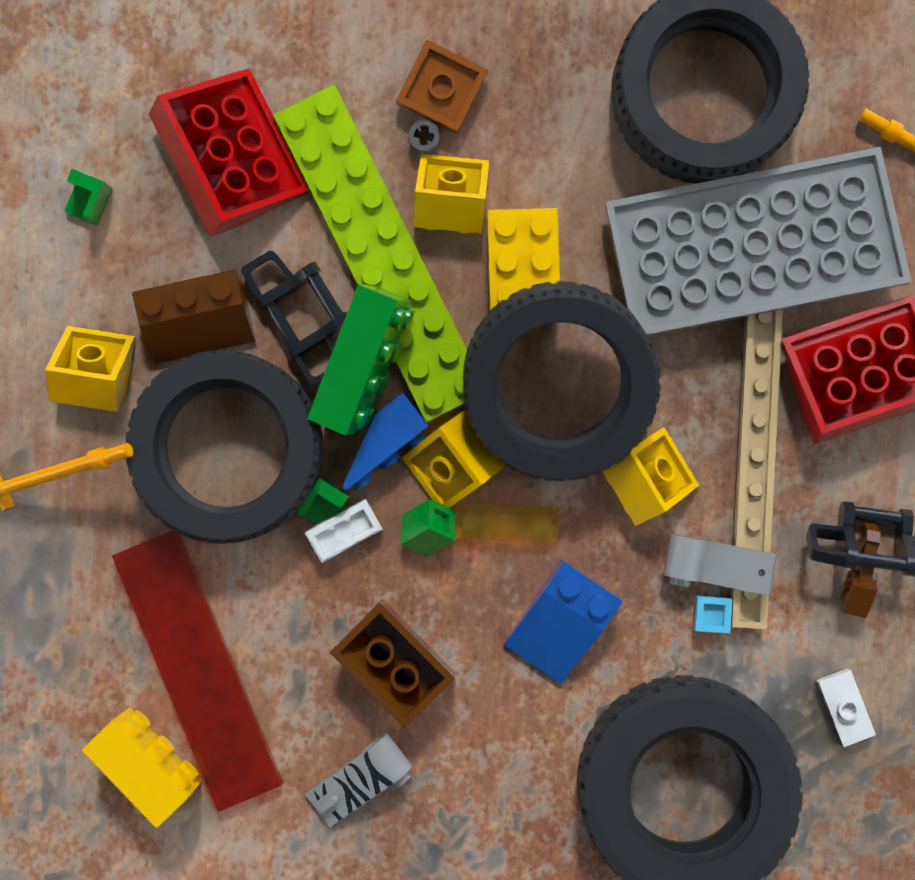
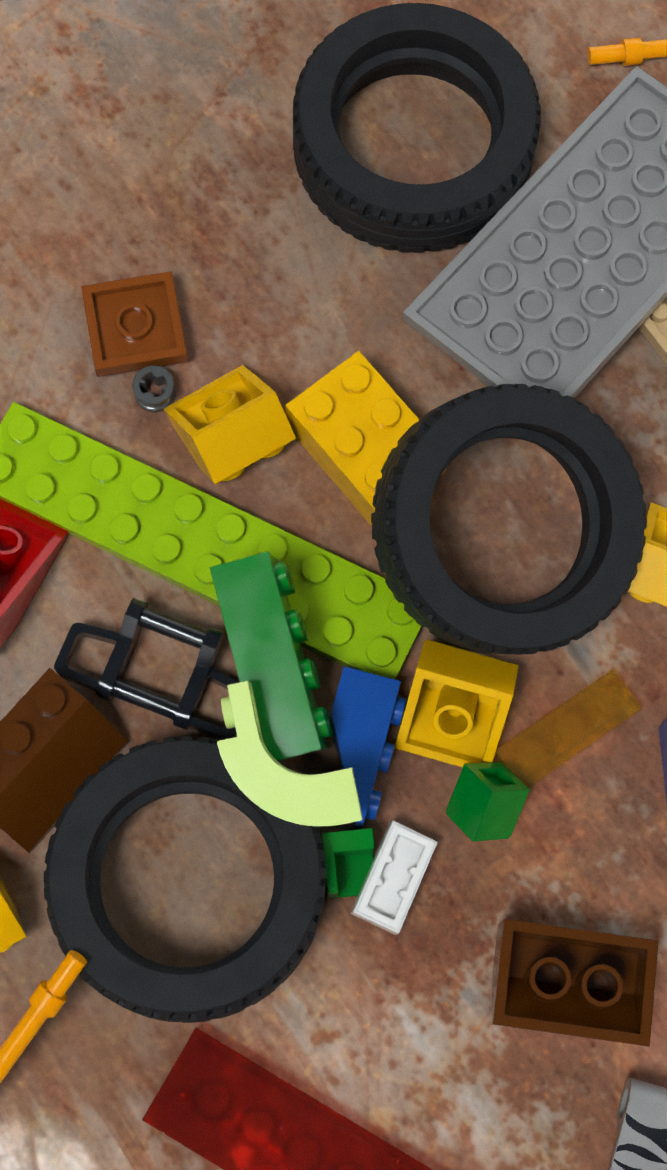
camera: 40 degrees left, 15 degrees down
(300, 436) = (286, 794): none -> yellowish green arch

